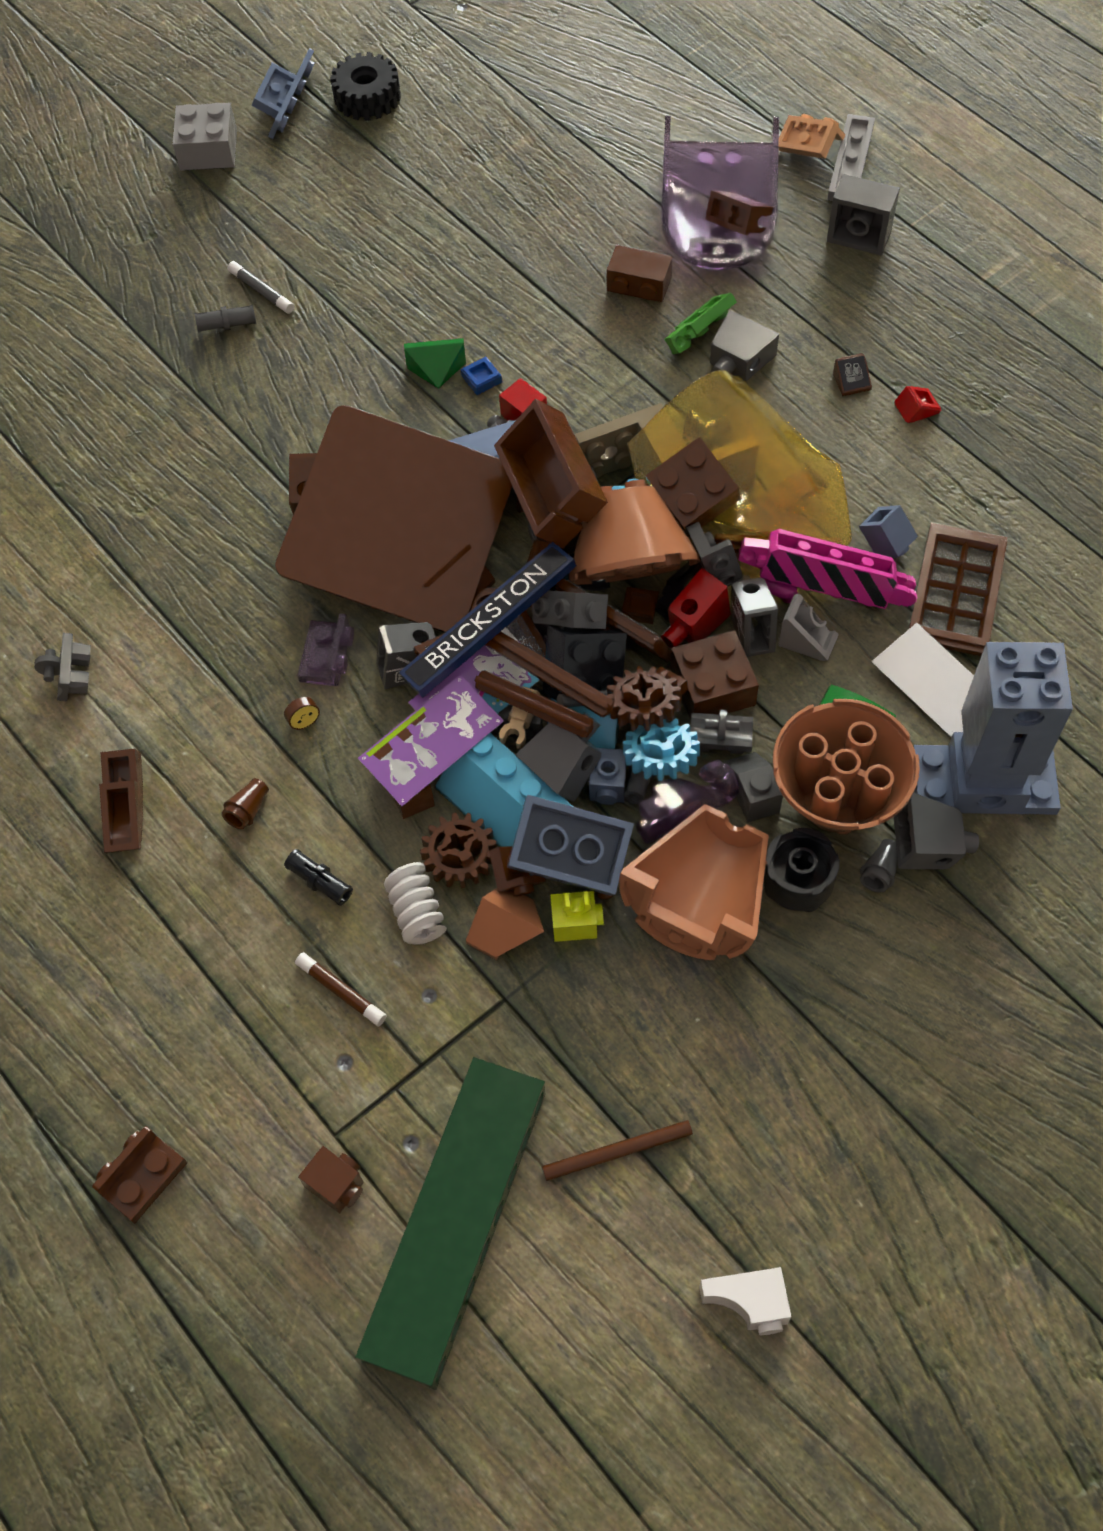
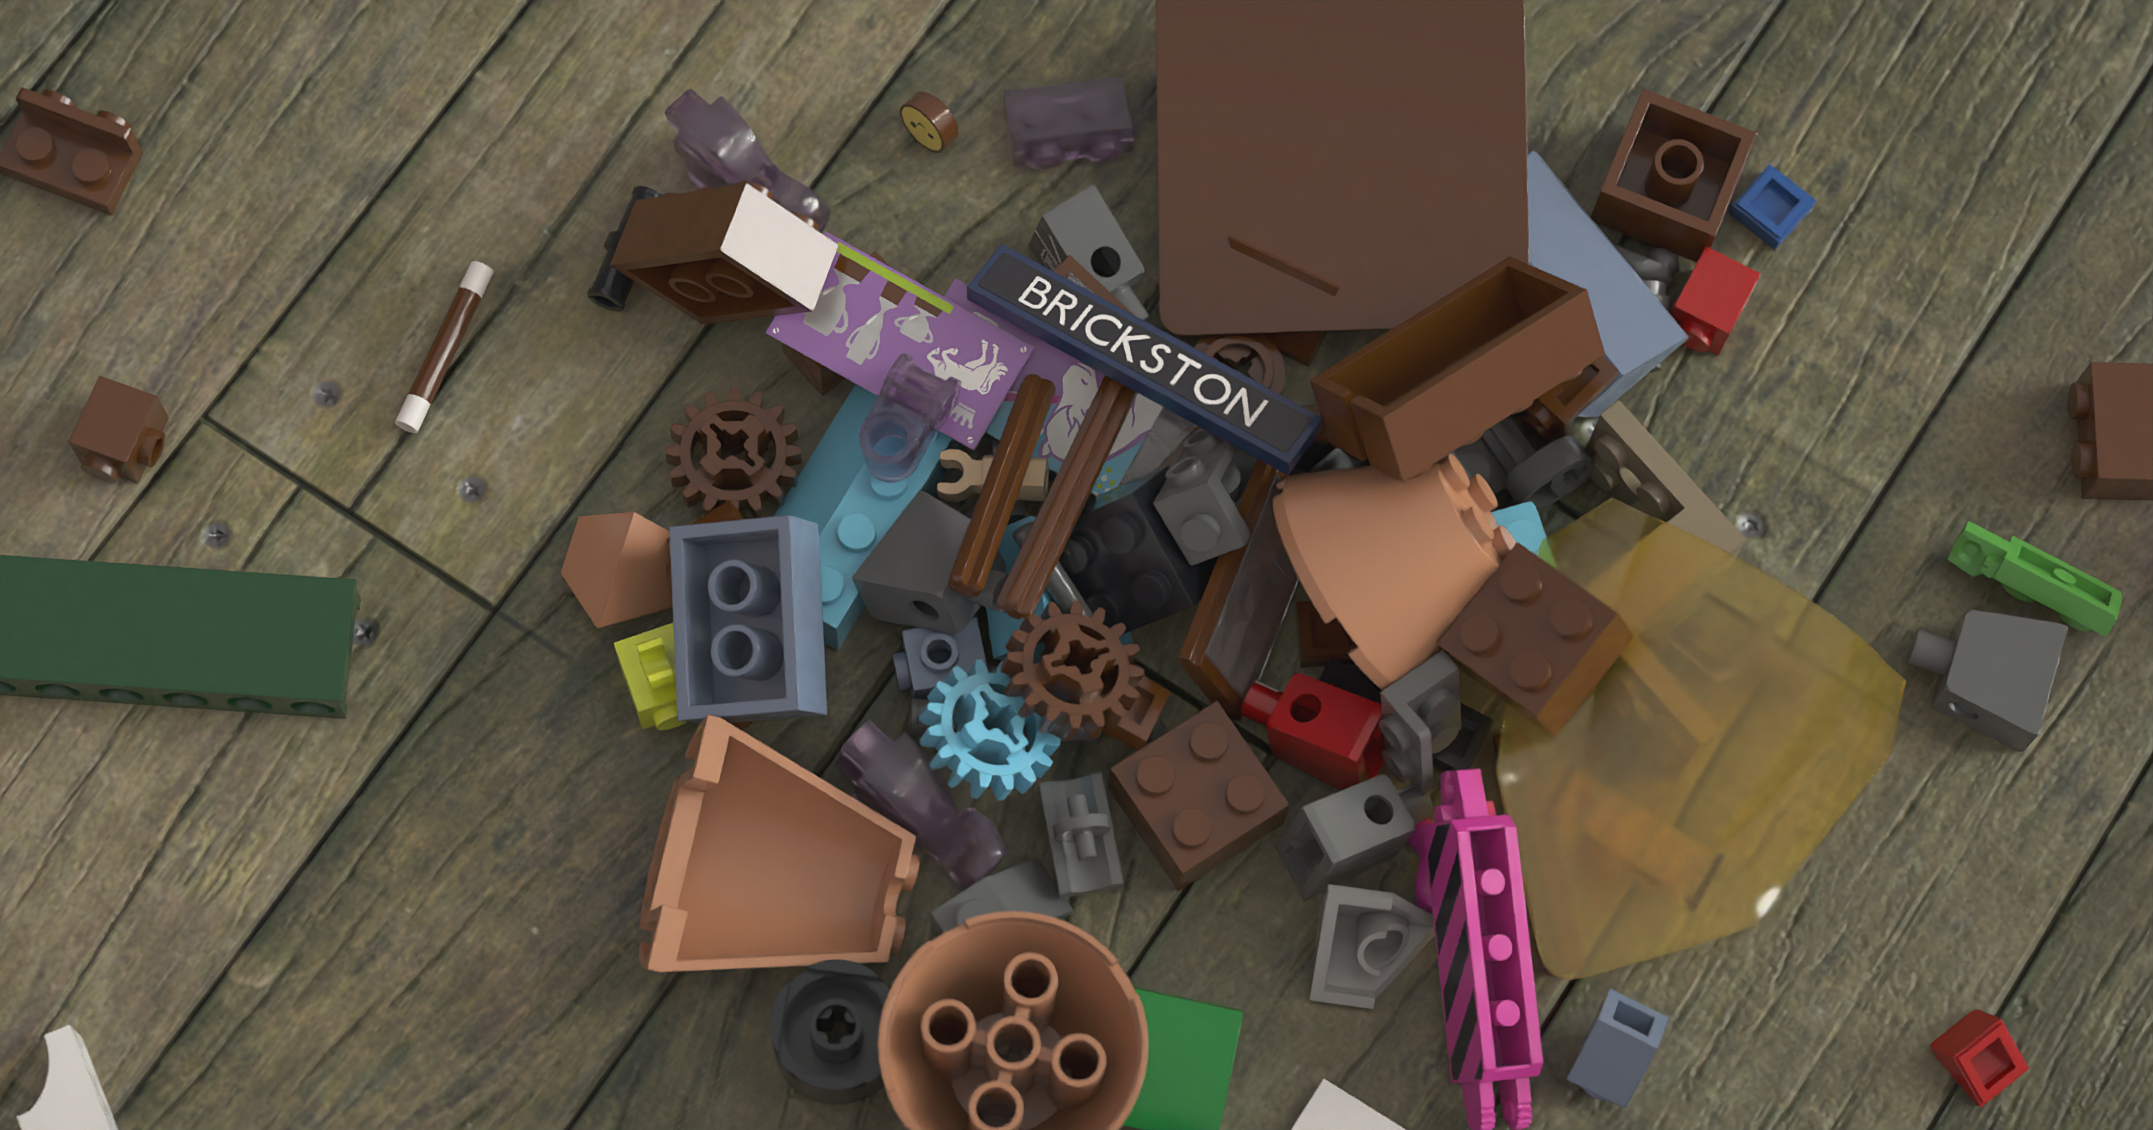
camera: 65 degrees right, 10 degrees up
(244, 805) = (739, 87): reddish brown cone -> none
(294, 806) = (724, 151): none -> hips
(352, 810) = (725, 253): none -> reddish brown brick
(414, 904) = (612, 410): white piece -> none
(435, 359) = (1776, 113): green slope -> none
(456, 400) = (1673, 176): none -> reddish brown brick
(476, 737) = (909, 406): none -> clear purple piece
(617, 1150) = (273, 854): reddish brown bar -> none
(852, 374) = (2005, 910): slope -> none

